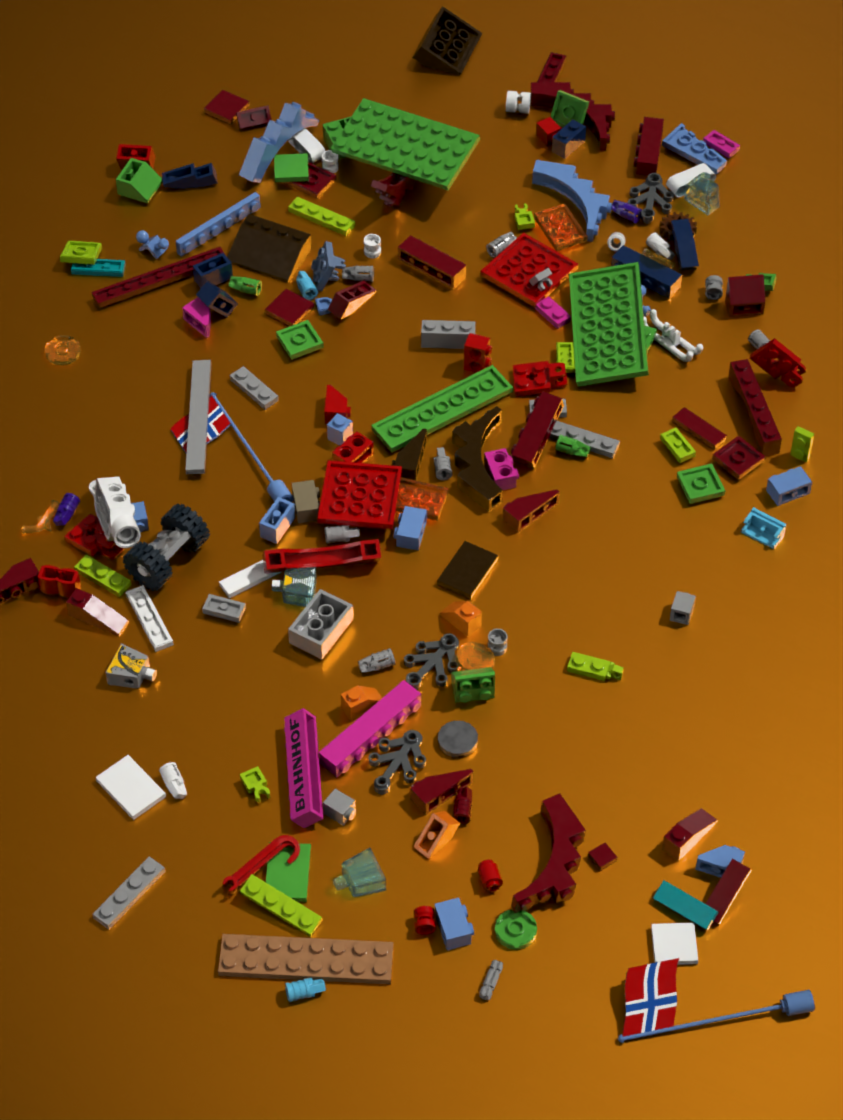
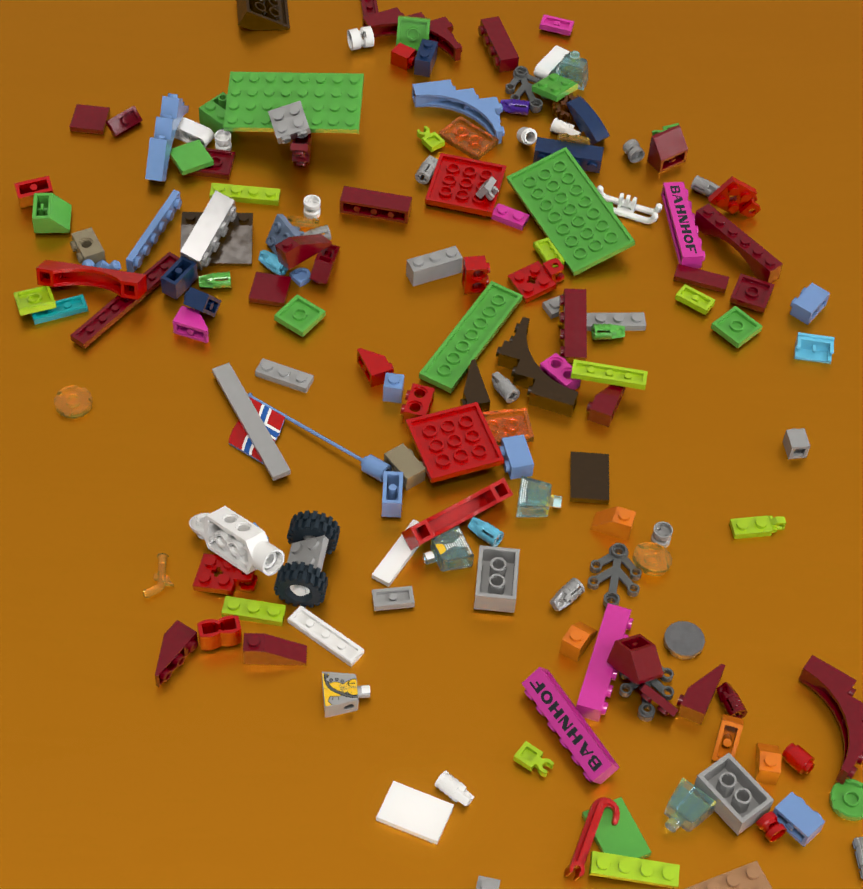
camera: 30 degrees left, 0 degrees up
(66, 509) = (177, 558): dark purple hinge -> none
(114, 236) = (123, 283): none -> red arch
(153, 219) = (87, 246): none -> dark tan brick
(190, 177) = (97, 195): dark blue slope -> none
(256, 237) = (209, 229): none -> brick
(327, 278) = (300, 248): none -> dark red slope
(339, 807) = (626, 749): light grey brick -> none
(340, 534) = (455, 486): light grey hinge -> none
(342, 582) = (486, 531): none -> medium azure hinge
(352, 256) = (301, 221): none -> clear yellow tile
(387, 161) = (289, 122): none -> light grey plate
(390, 770) = (664, 705): none -> dark red plate
(392, 734) = (636, 659): none -> dark red slope
(403, 569) = (535, 498): none -> clear light blue torso
(406, 878) = (737, 793): none -> light grey brick
(458, 868) = (767, 763): none -> orange slope
(473, 684) = (668, 582): bright green slope -> none
(538, 483) = (609, 374): none -> lime plate
(674, 203) = (554, 87): none -> bright green plate
(688, 146) = (539, 37): medium blue wing -> none
(713, 372) = (682, 224): none -> dark pink brick
(802, 444) = (800, 262): lime plate -> none

